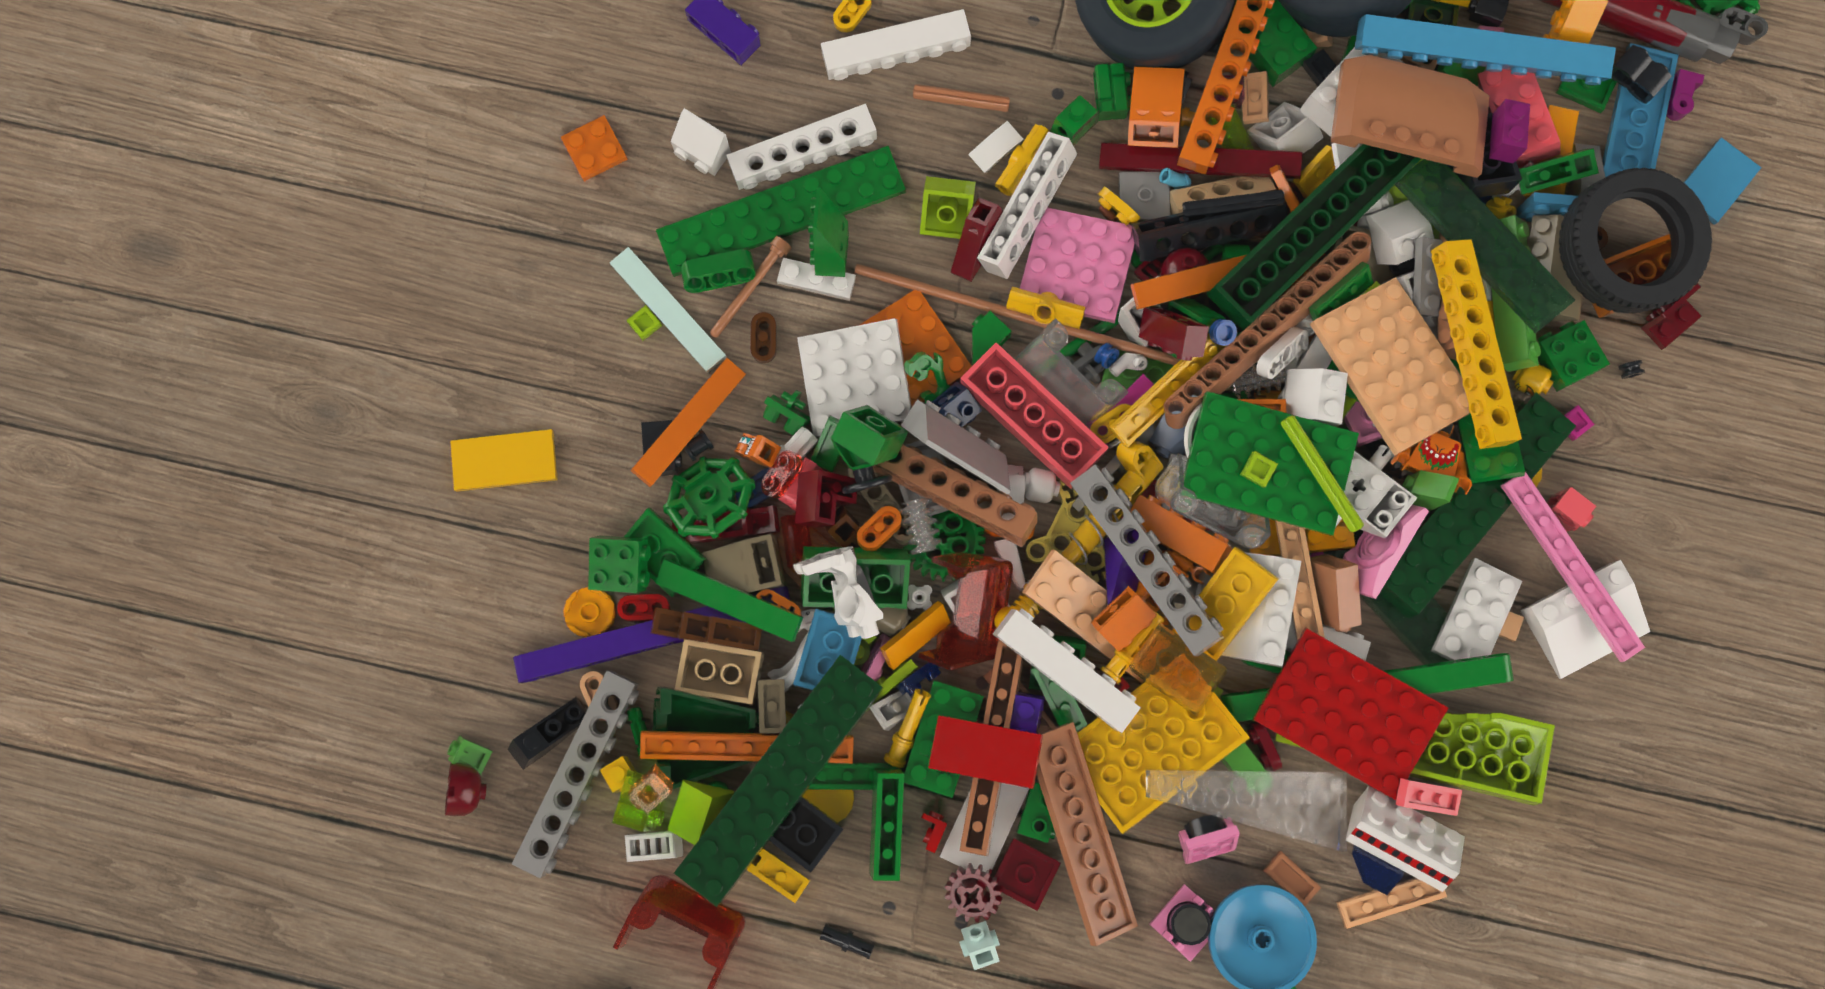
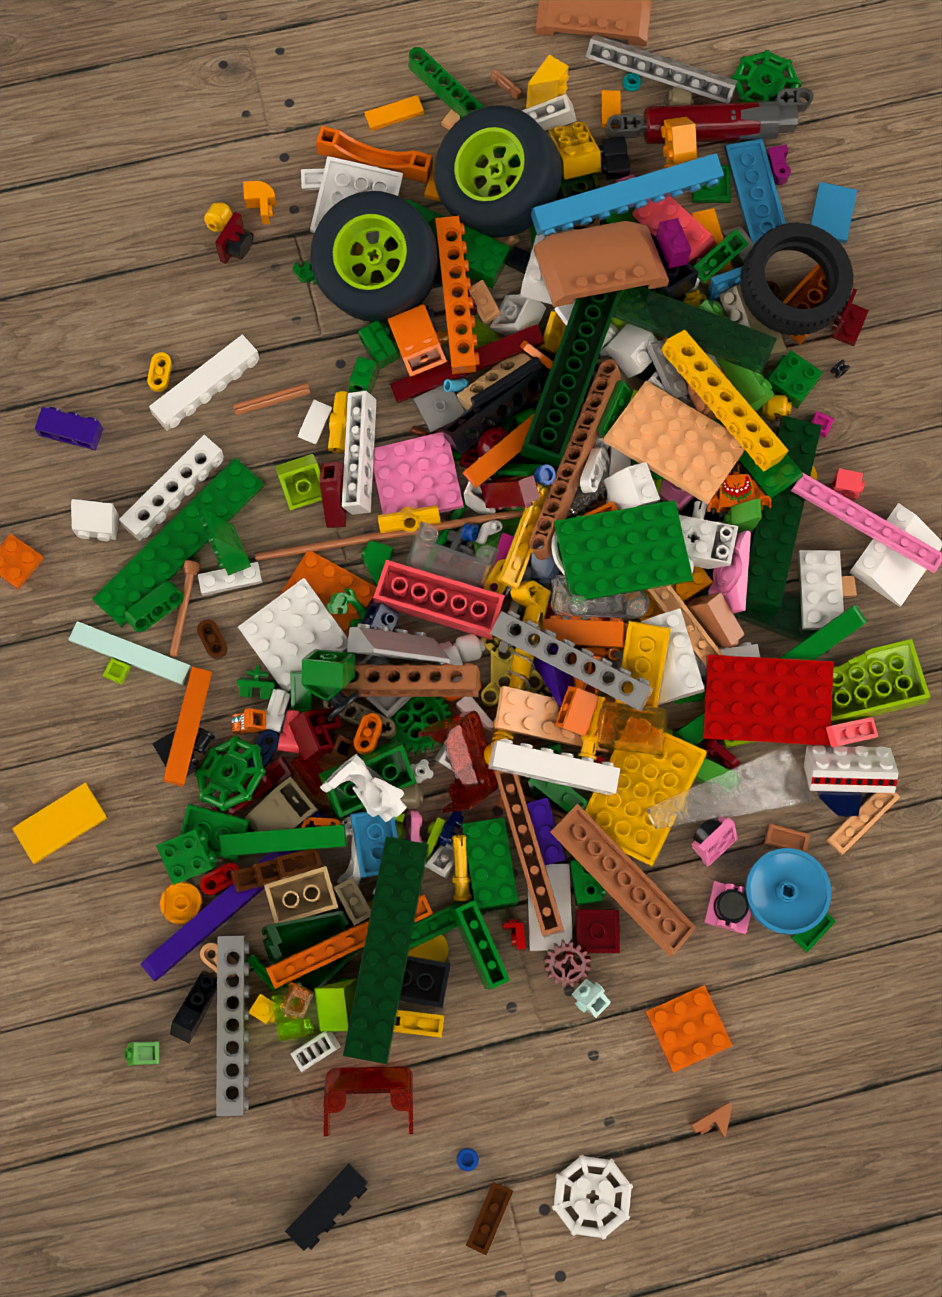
camera: 30 degrees left, 5 degrees down
(463, 790) = (151, 1081): dark red cylinder -> none
(781, 476) = (276, 730): clear red plate -> none
(847, 941) = (493, 1046): black pin -> none
(915, 635) = (432, 799): light orange tile -> none
(921, 525) = (397, 716): clear piece -> none
(986, 751) = (525, 854): red tile -> none
(1125, 212) = (417, 421): yellow plate -> none
(1259, 469) = (618, 558): lime tile -> none
(1322, 473) = (664, 540): lime axle -> none
(1640, 74) = (742, 163): black brick -> none

